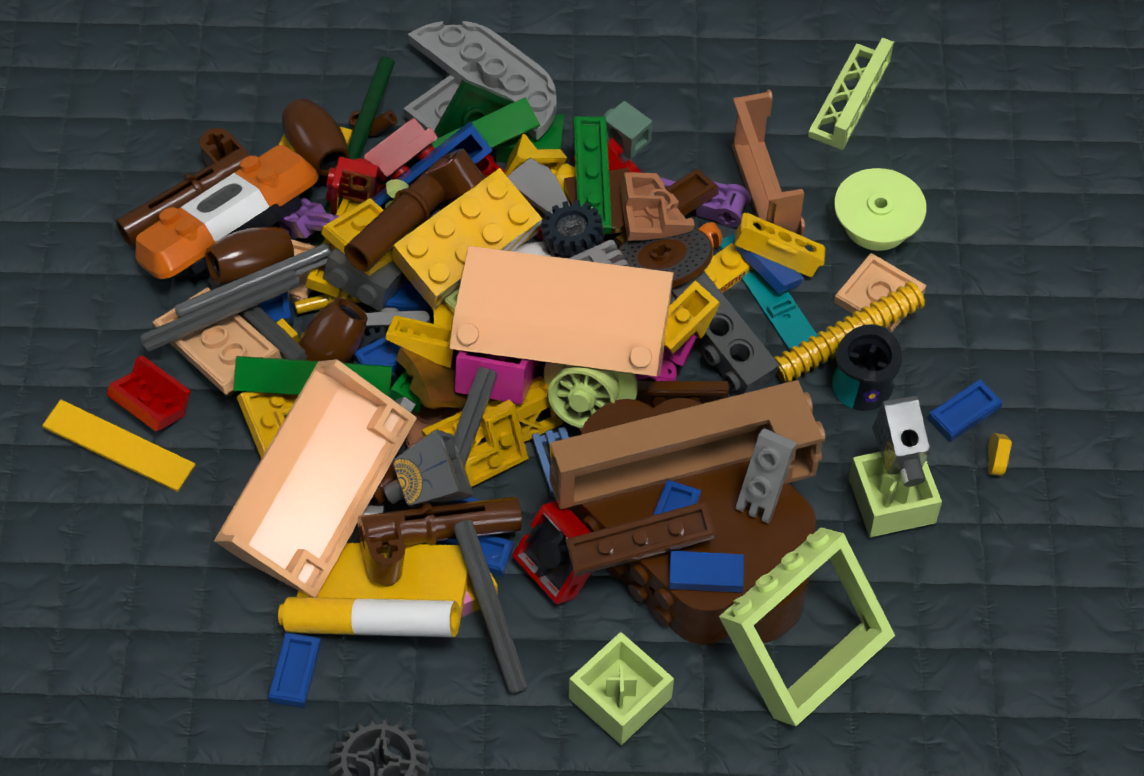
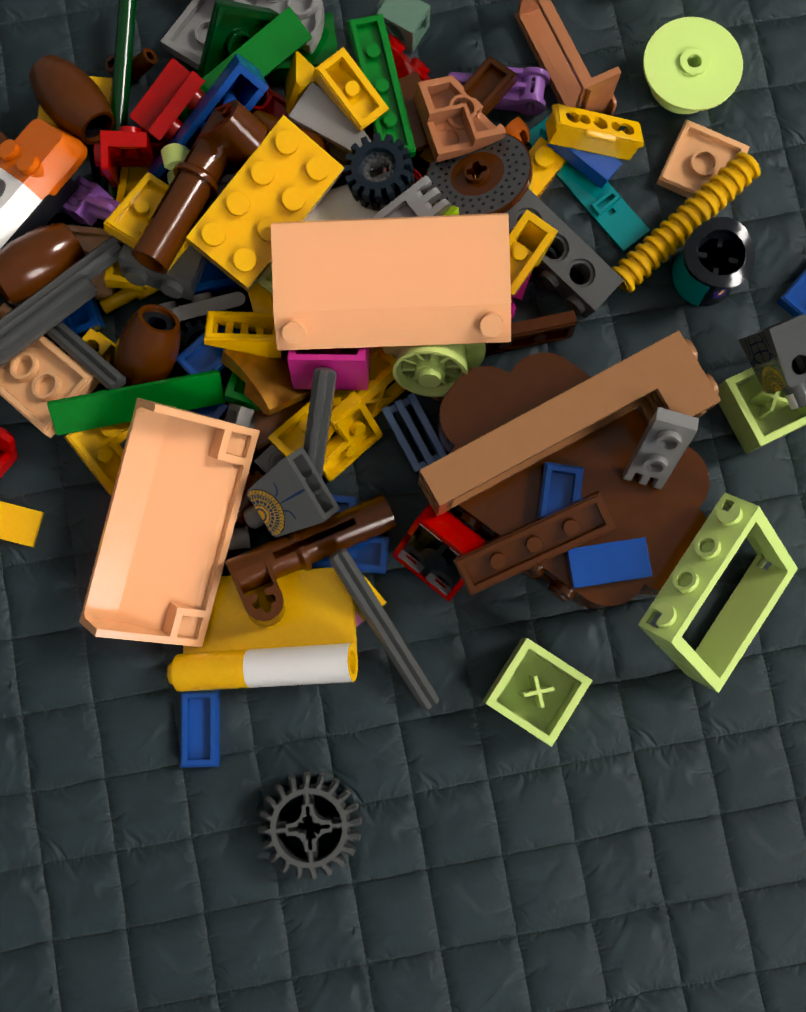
camera: 10 degrees left, 25 degrees up
(562, 167) = (350, 89): none -> yellow slope

